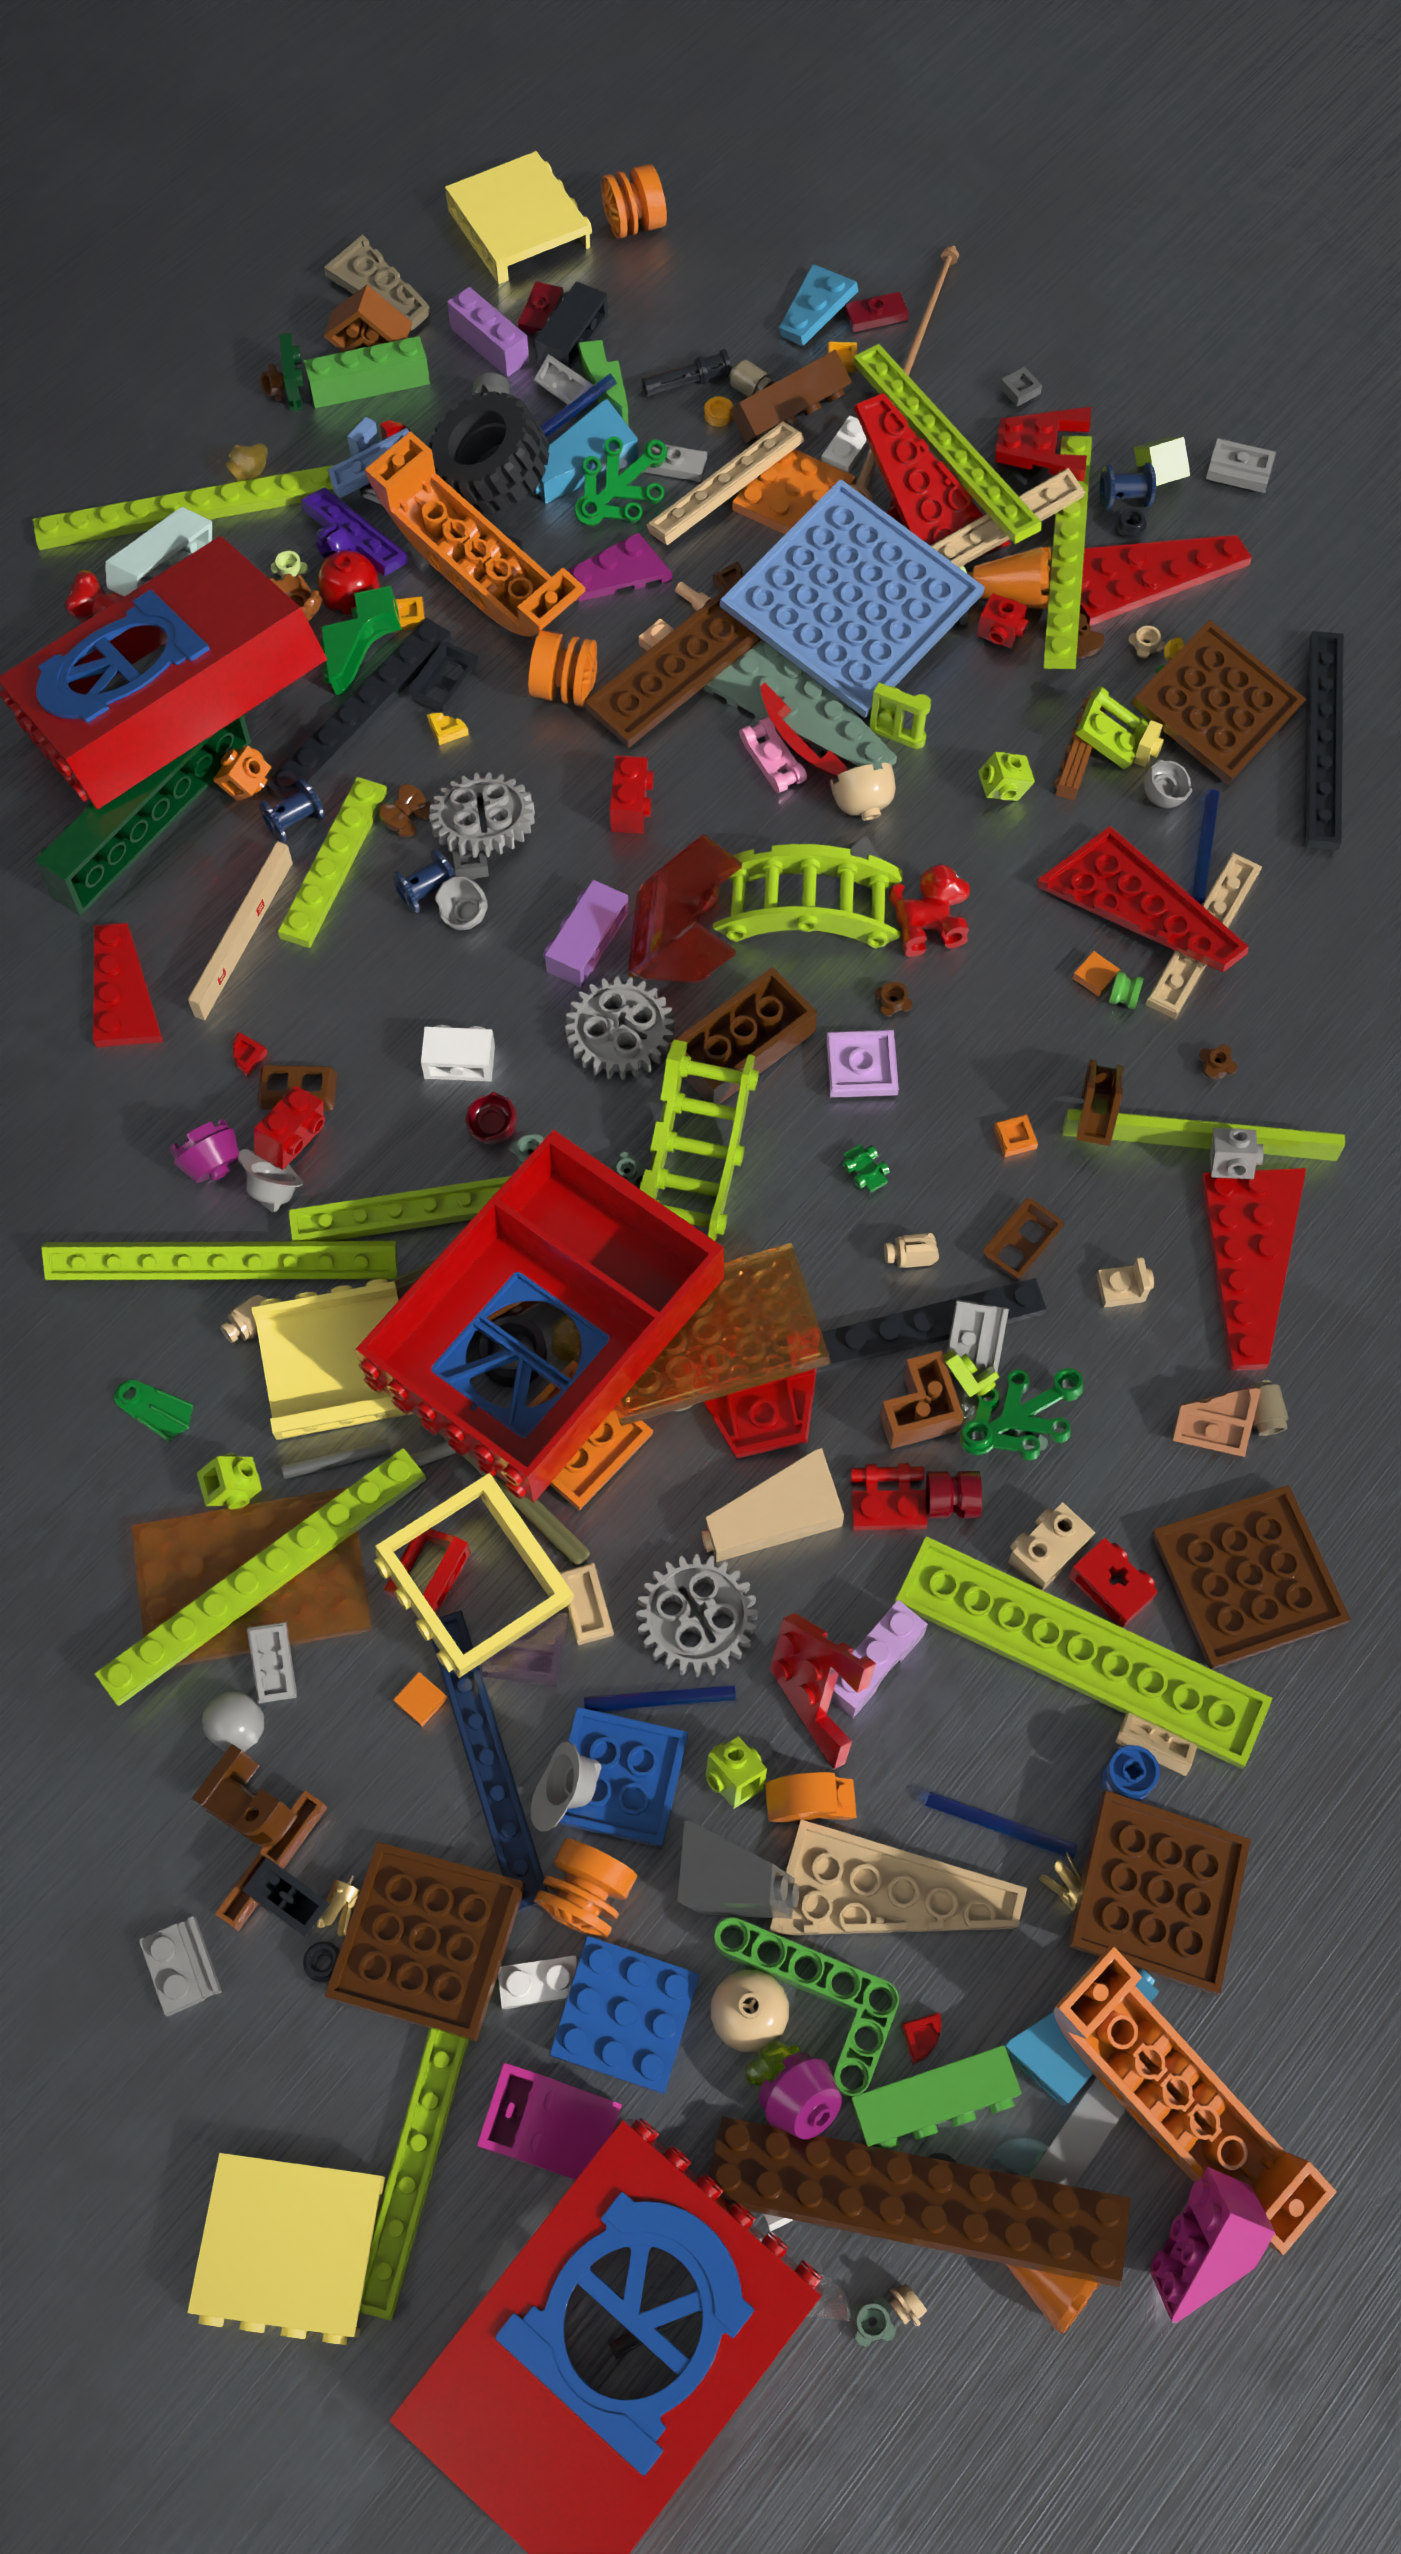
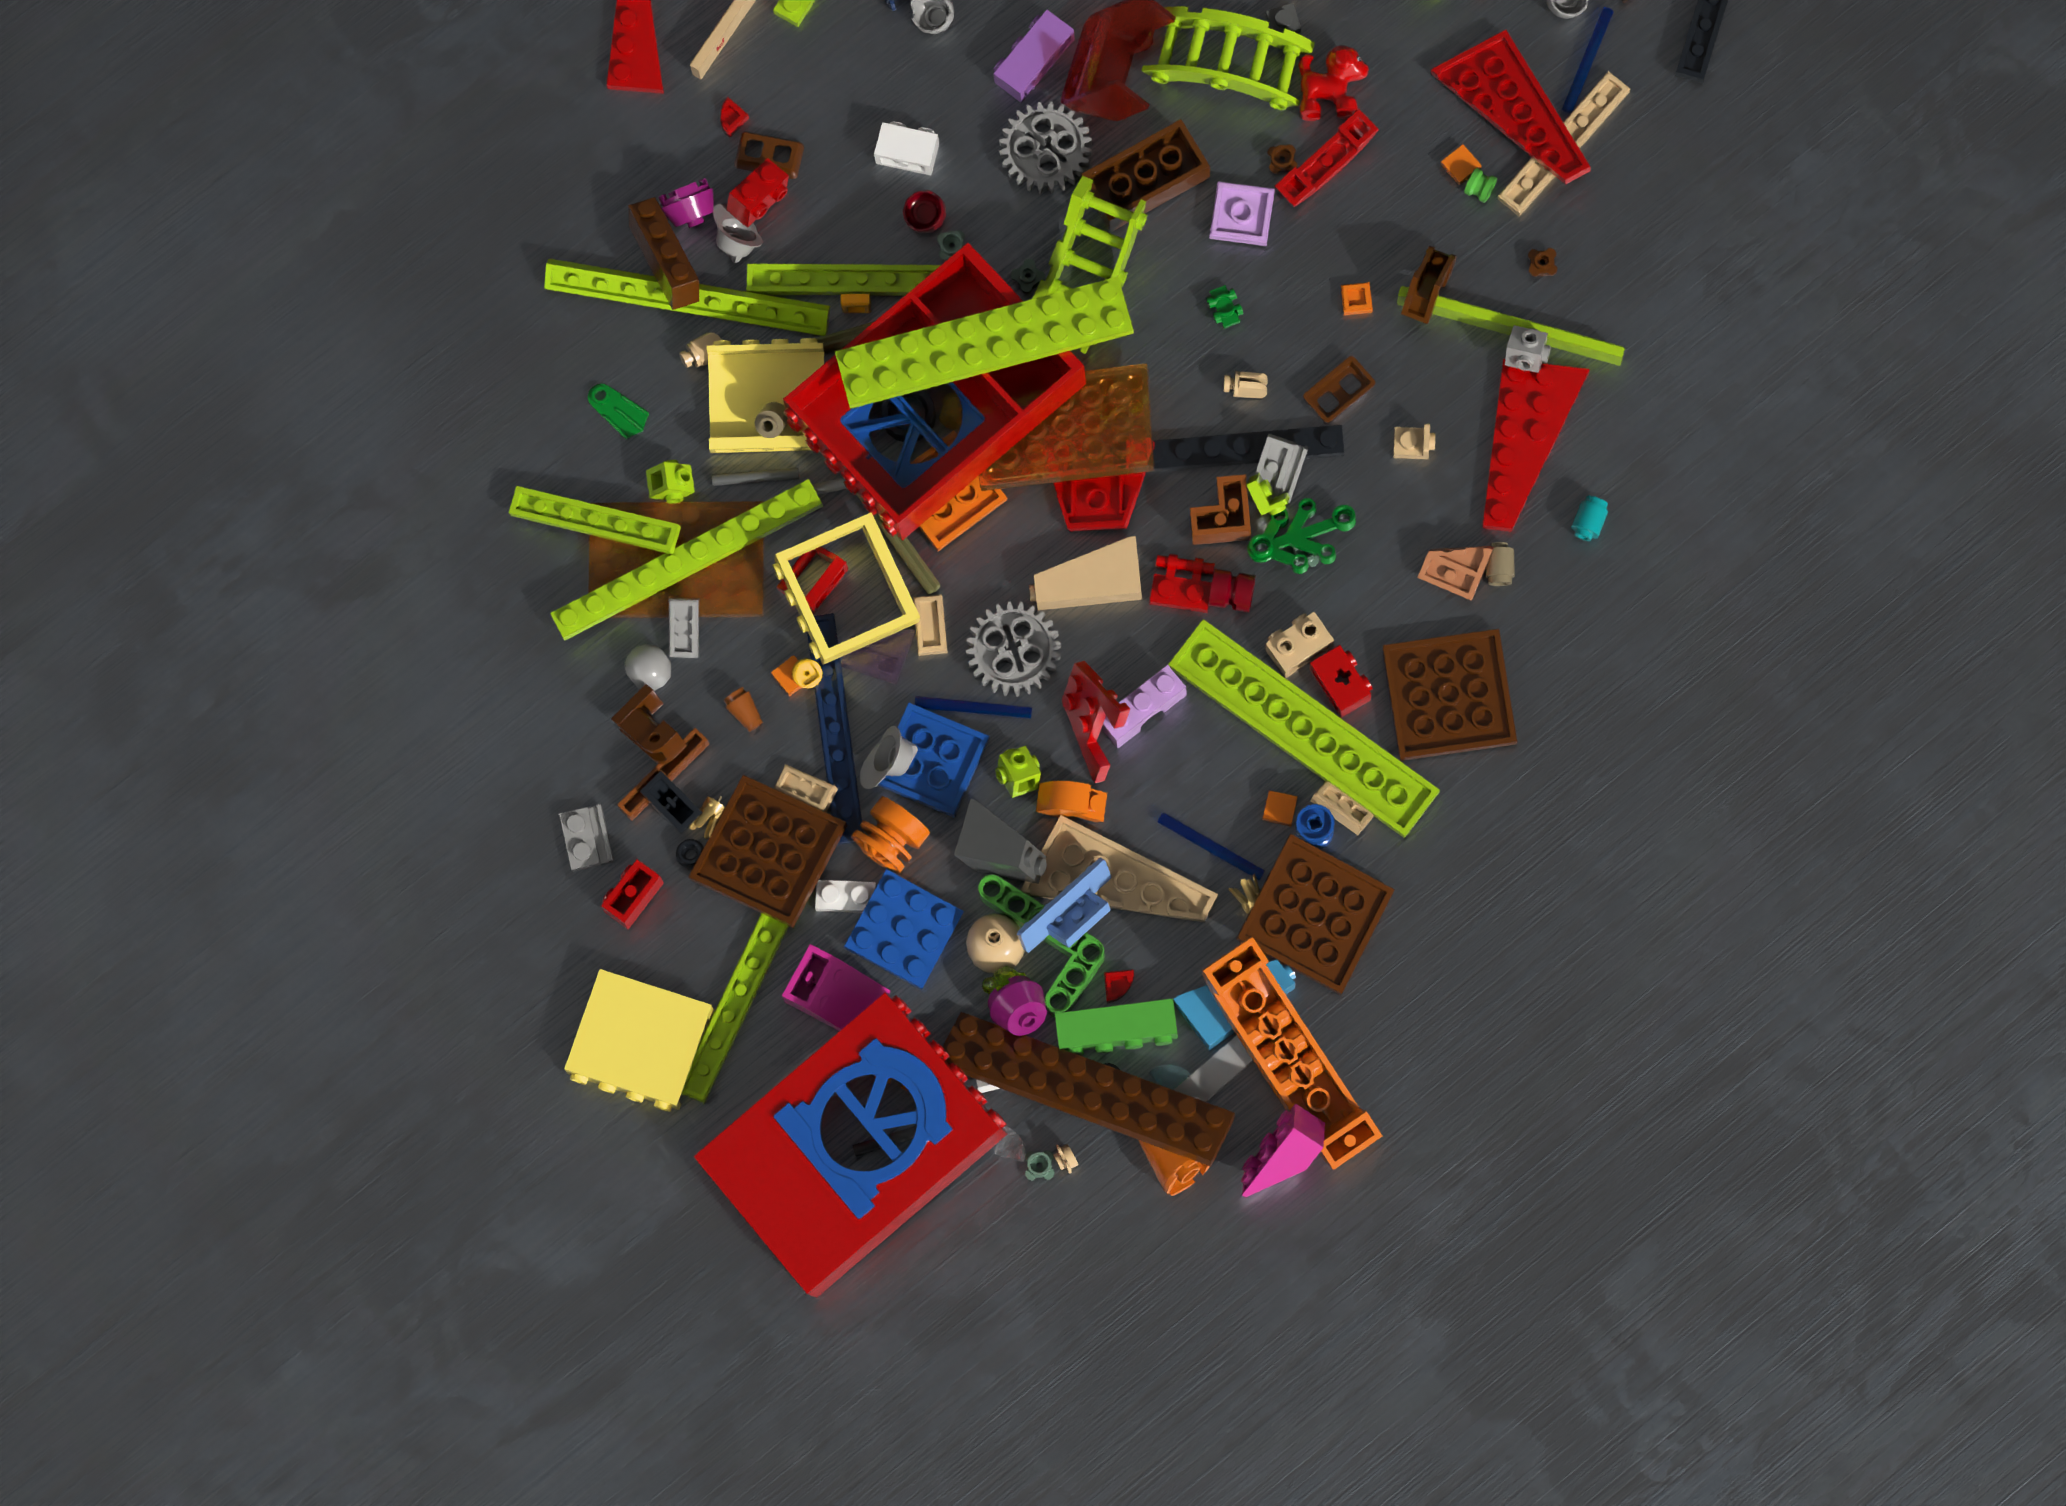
camera: 20 degrees right, 10 degrees up
(139, 1545) = (594, 520): none -> lime plate
(184, 1211) = (663, 253): none -> reddish brown brick
(250, 2035) = (631, 894): none -> red brick
(352, 1377) = (771, 420): none -> dark tan brick
(365, 1754) = (743, 709): none -> dark orange cone
(427, 1234) = (856, 303): none -> light orange tile
(440, 1692) = (807, 673): none -> yellow tile
(462, 1845) = (805, 788): none -> tan plate
(593, 1241) = (984, 342): none -> lime plate
(846, 1952) = (1071, 911): none -> medium blue bracket
(947, 990) = (1328, 160): none -> red slope
(1076, 1759) = (1280, 808): none -> orange tile
(1358, 1335) = (1590, 518): none -> teal brick

